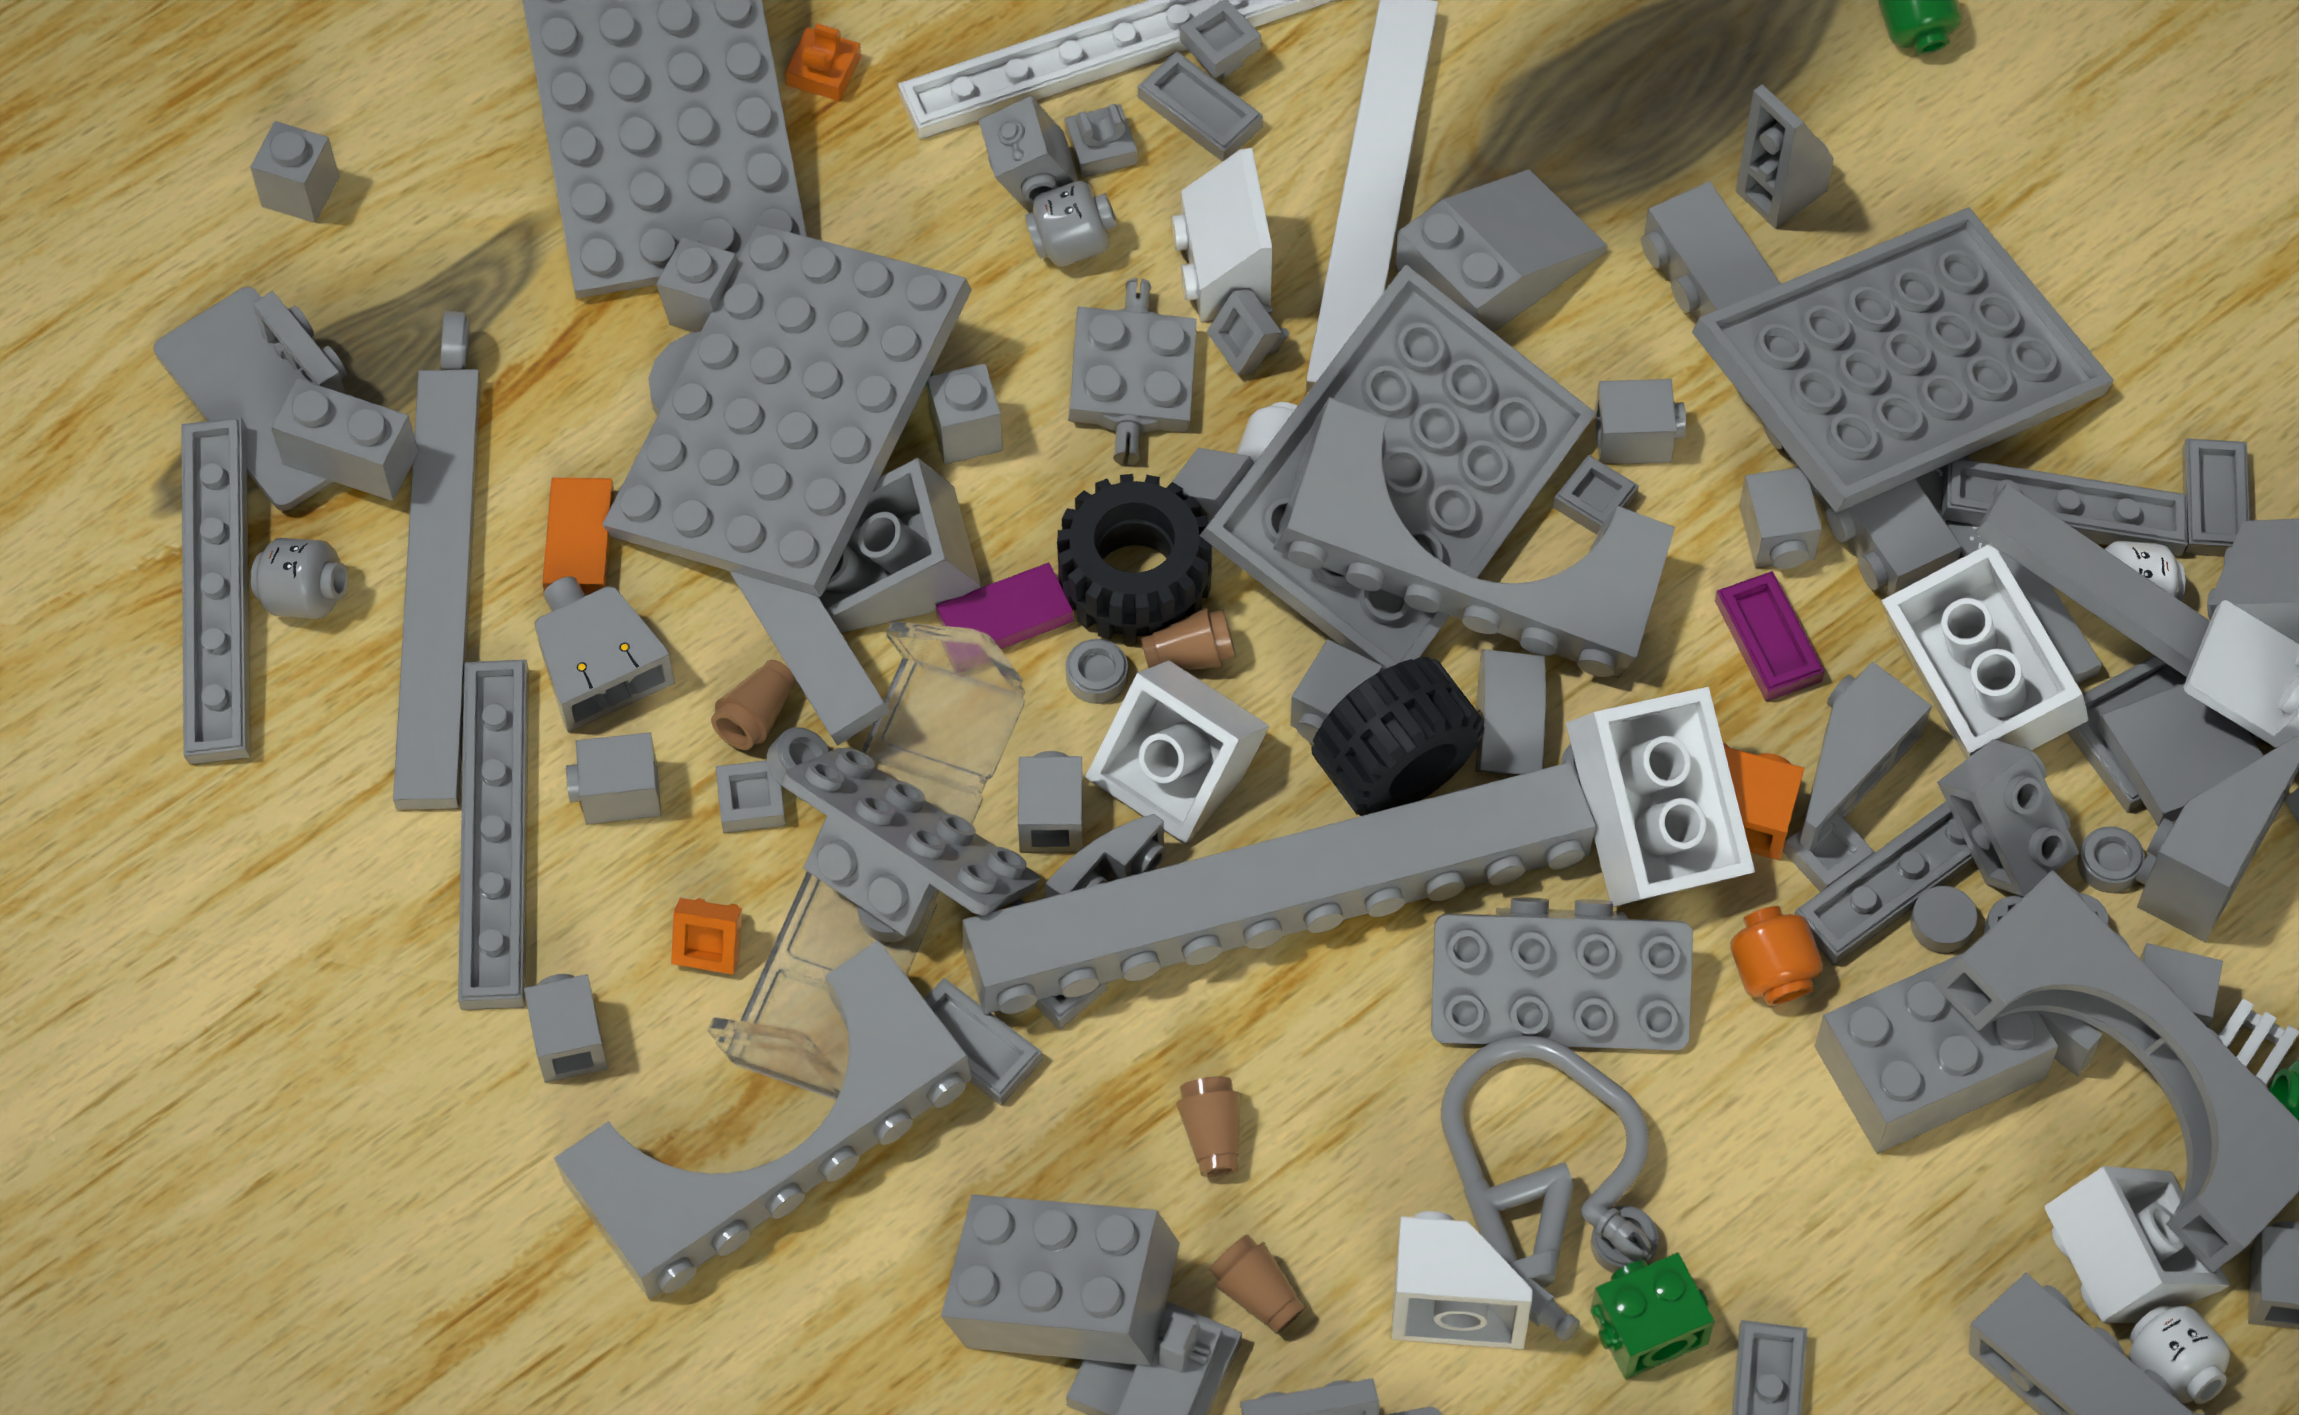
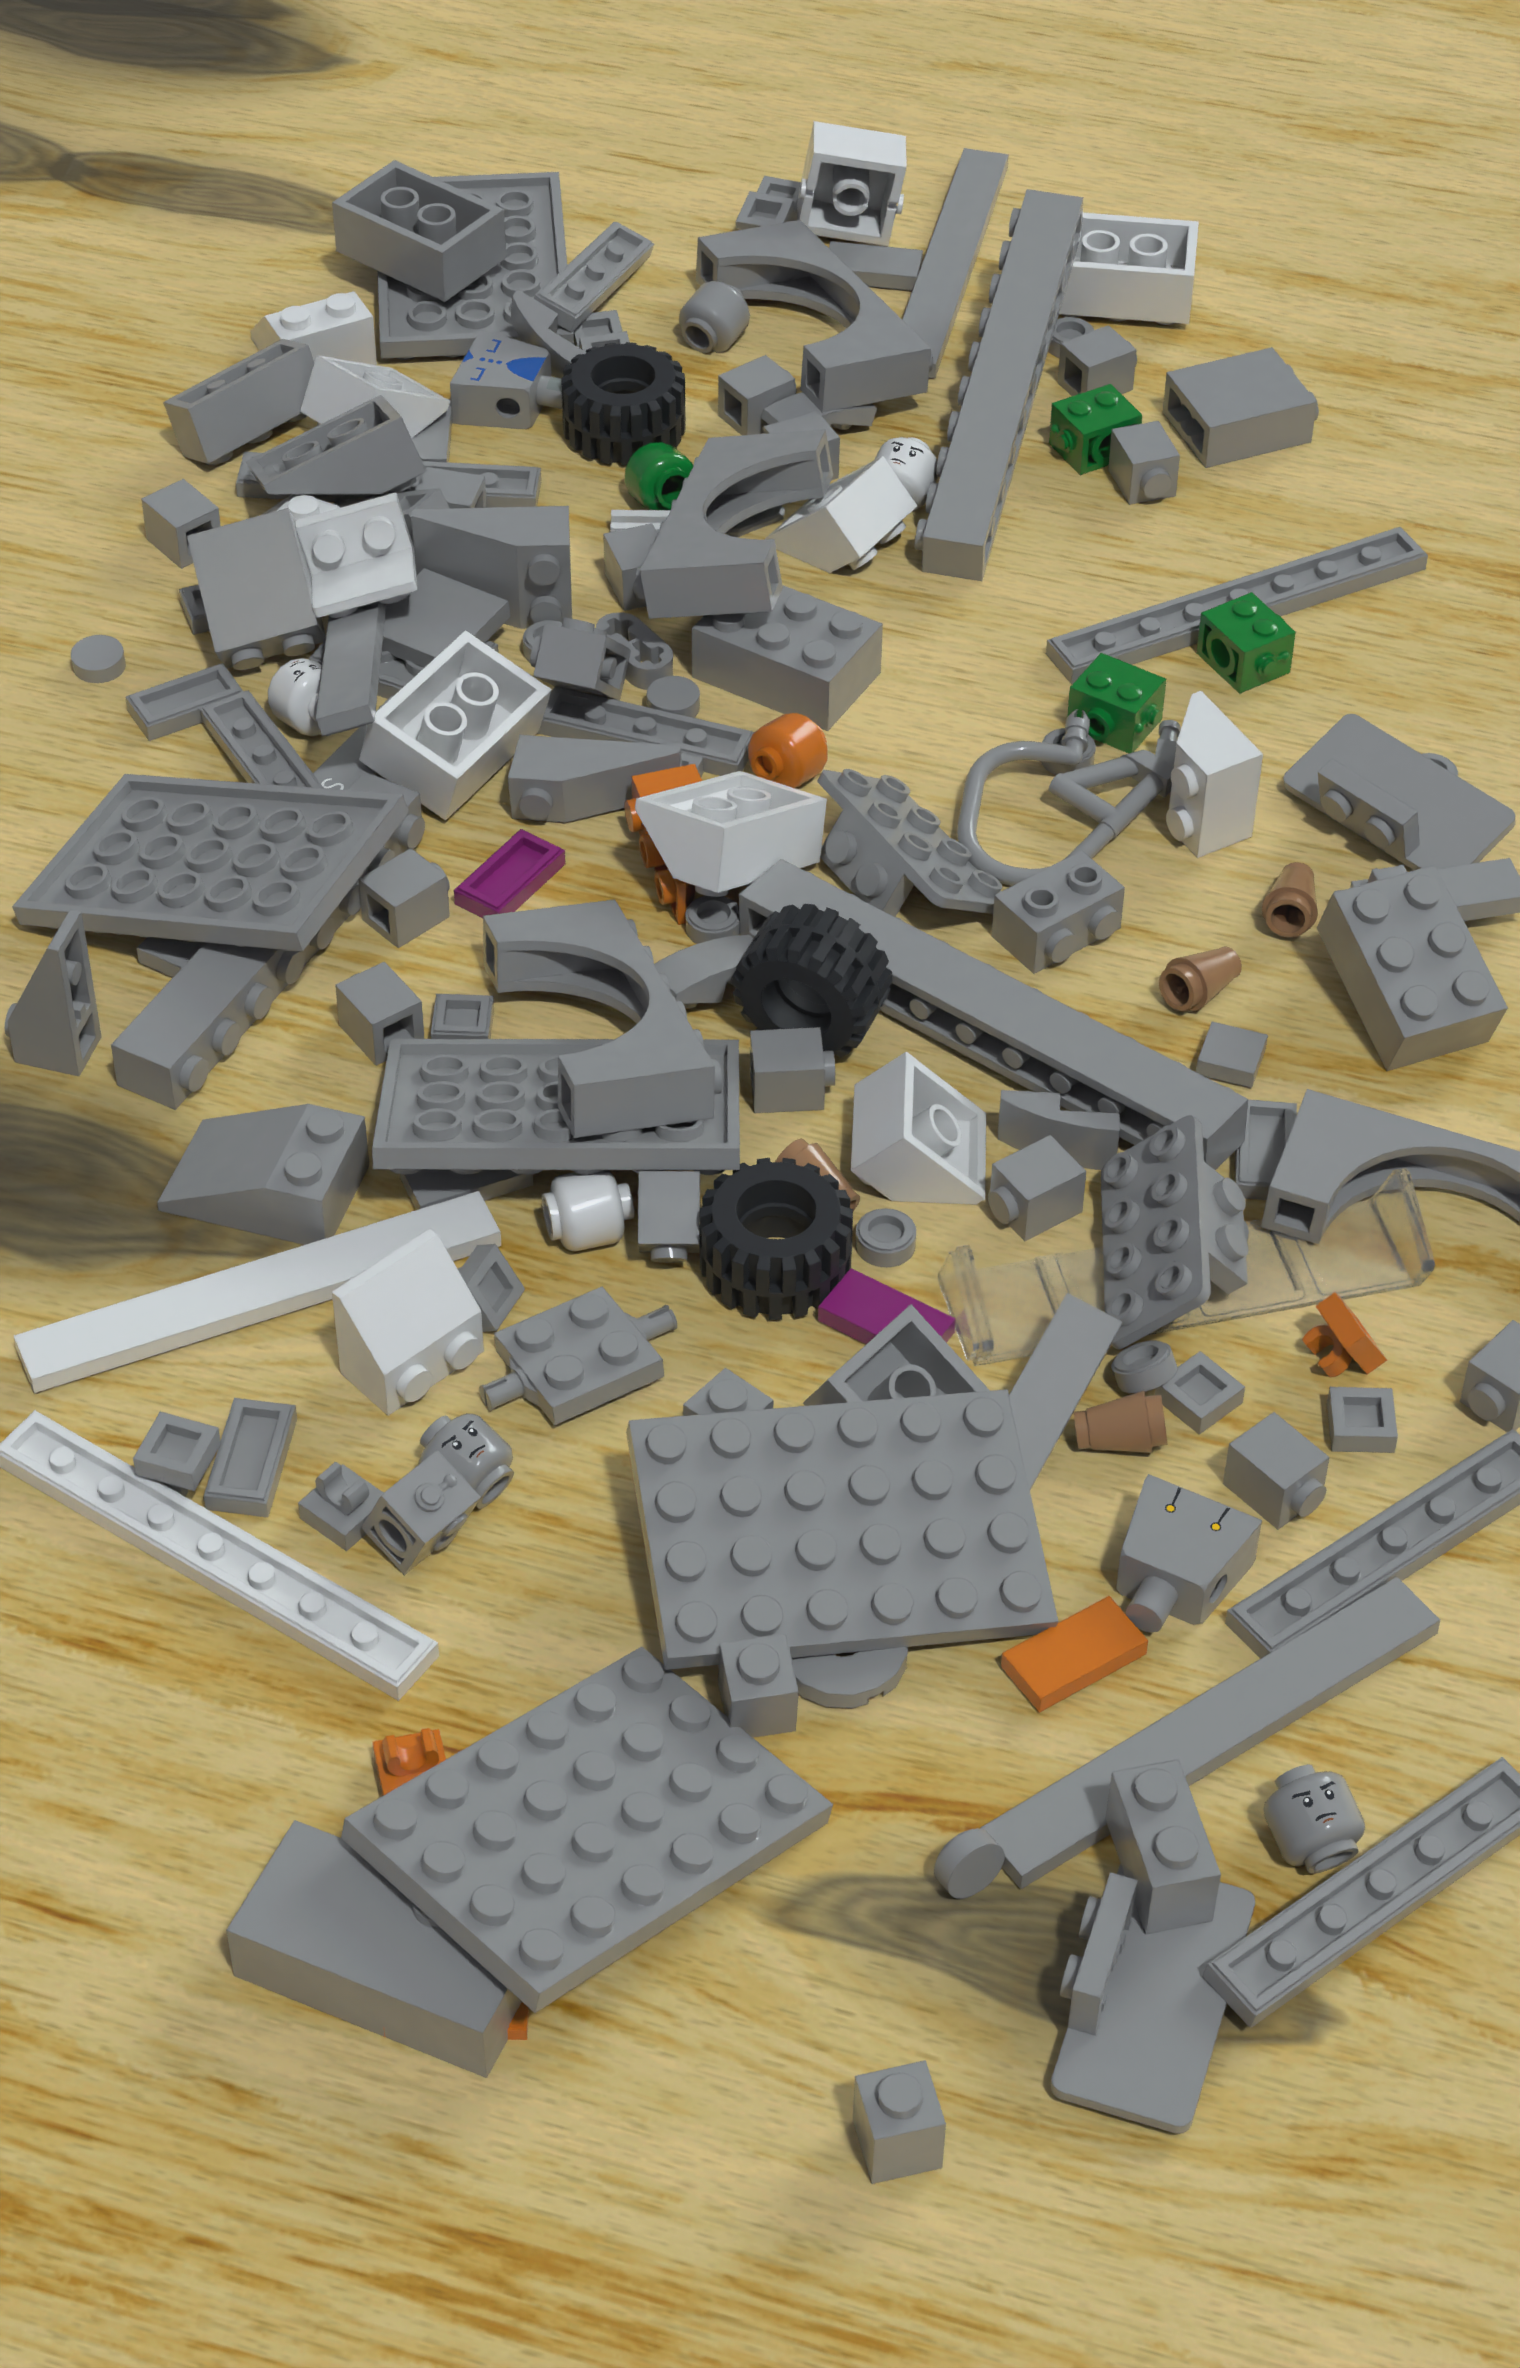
camera: 125 degrees left, 15 degrees down
(628, 898) = (1362, 1419): none -> light grey tile
(1103, 1092) = (1231, 1054): none -> light grey tile
(1381, 1052) = (1057, 912): none -> light grey brick

